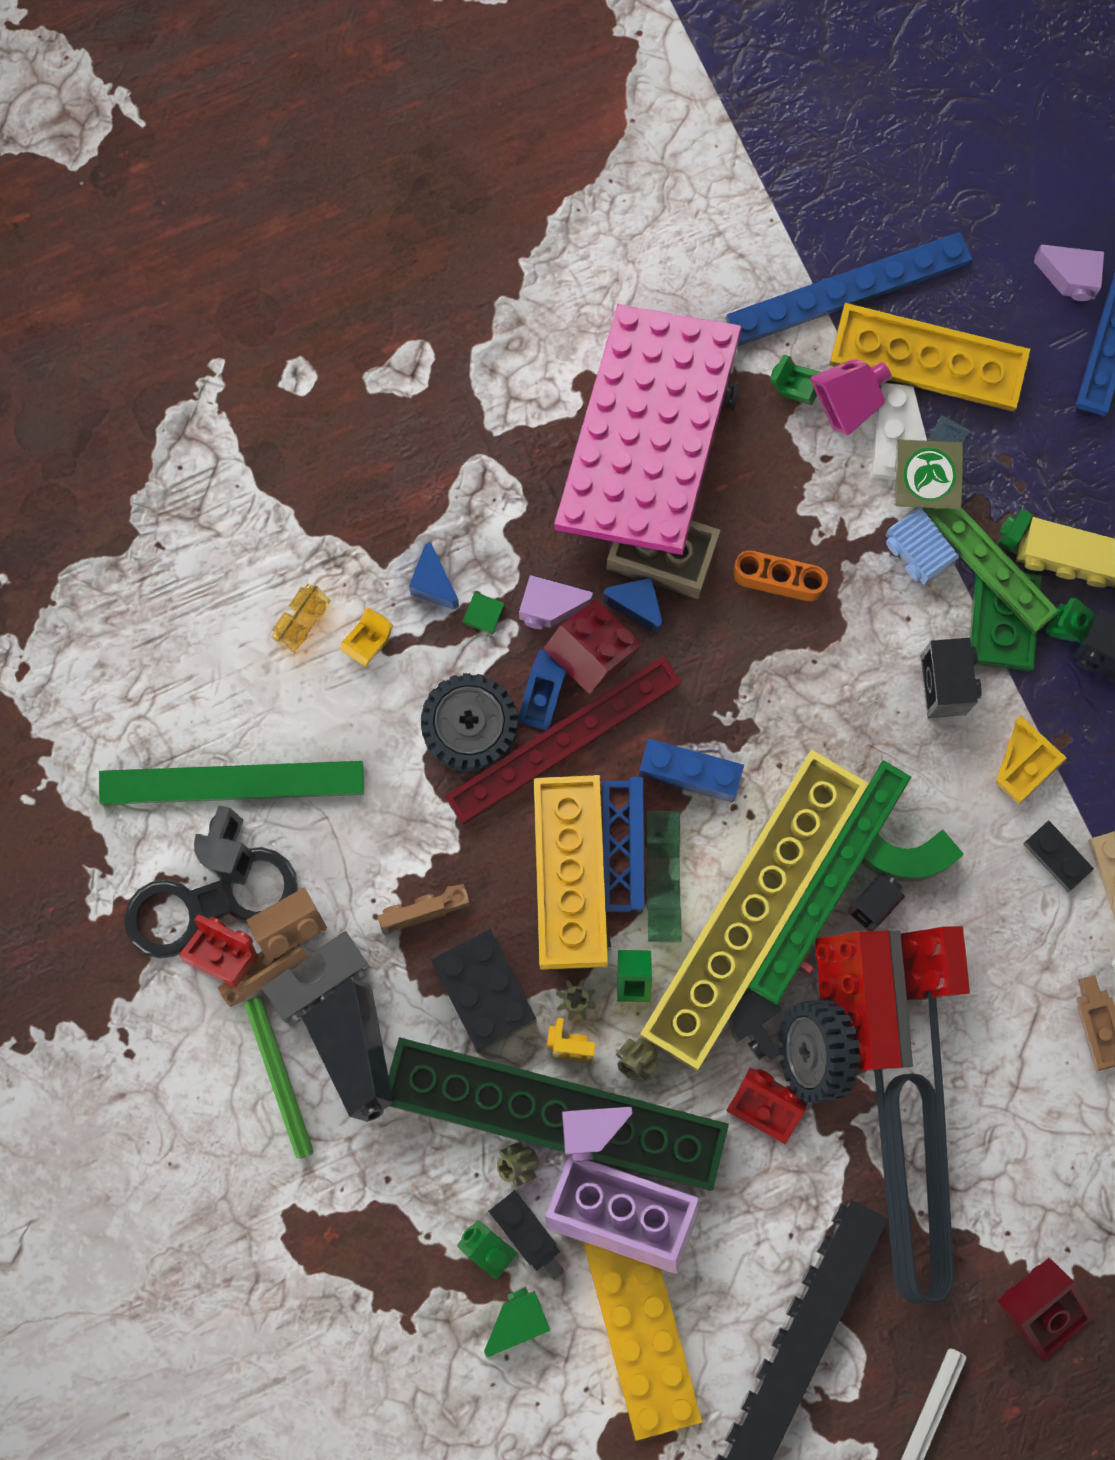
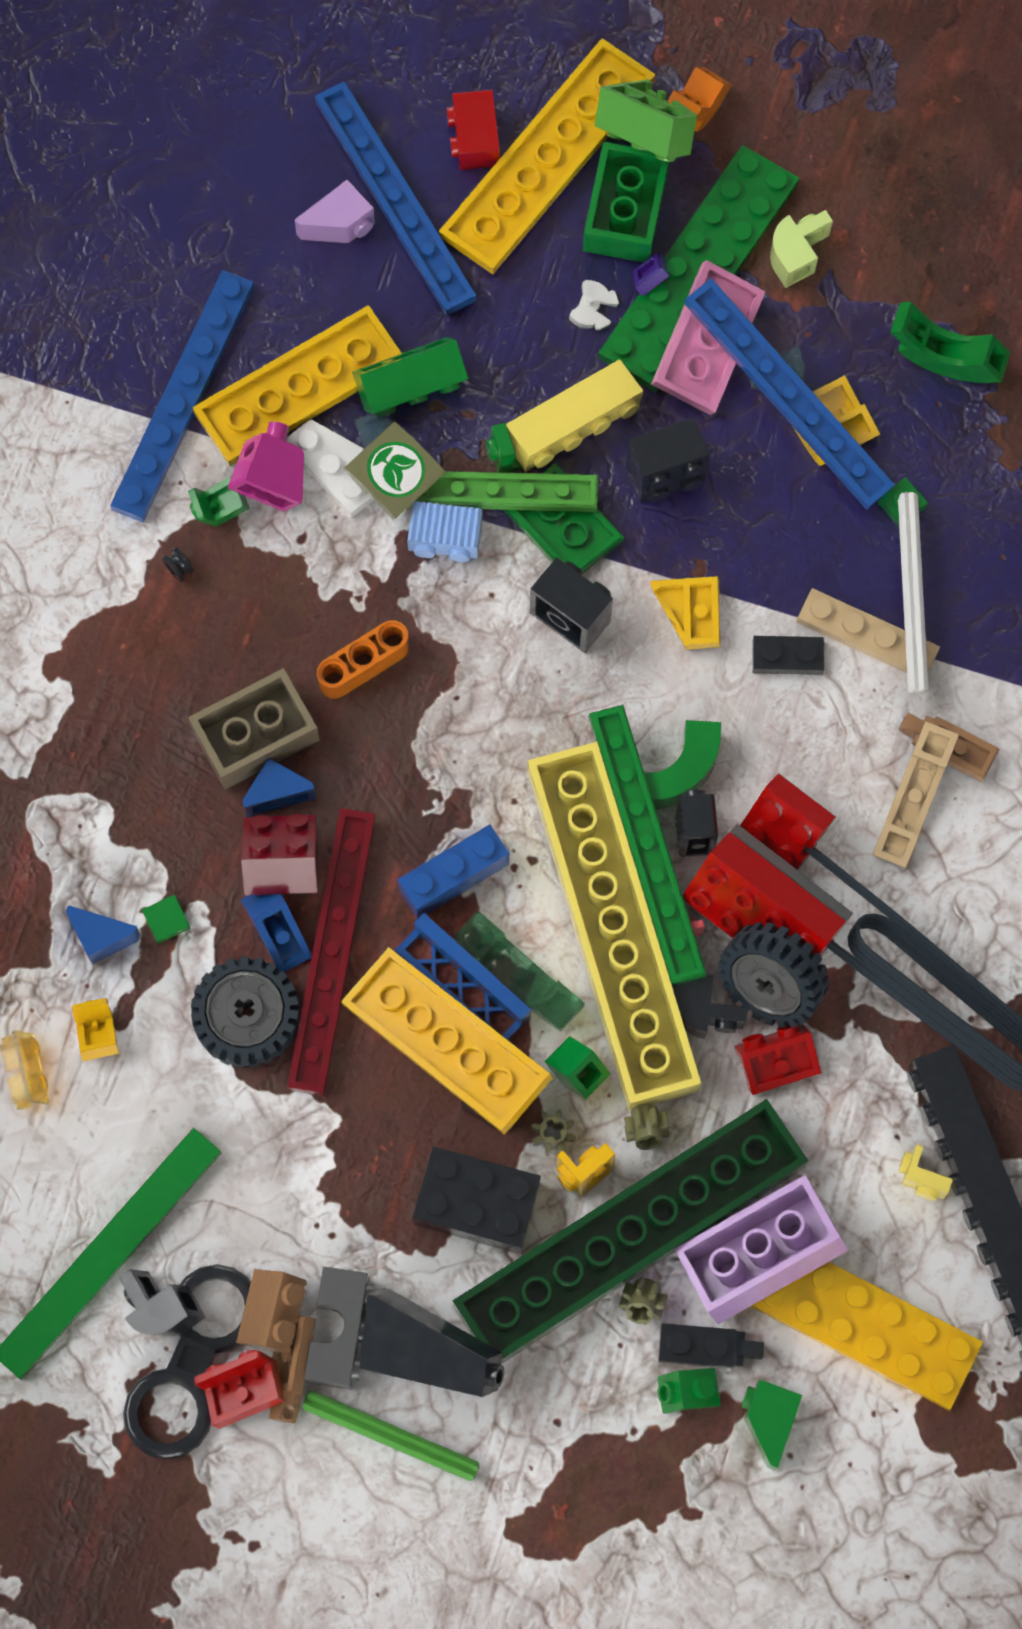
camera: 45 degrees left, 5 degrees down
(424, 909) = (364, 1188): medium nougat hinge -> none
(550, 602) = (210, 856): lavender slope -> none
(591, 1130) = (672, 1210): lavender slope -> none
(648, 429) = (145, 649): plate -> none
(775, 1285) = (927, 1183): none -> light yellow bracket
(1006, 423) = (410, 376): none -> green brick
(1041, 1033) = (915, 794): none -> tan slope
(1070, 621) = (614, 474): green bracket -> none

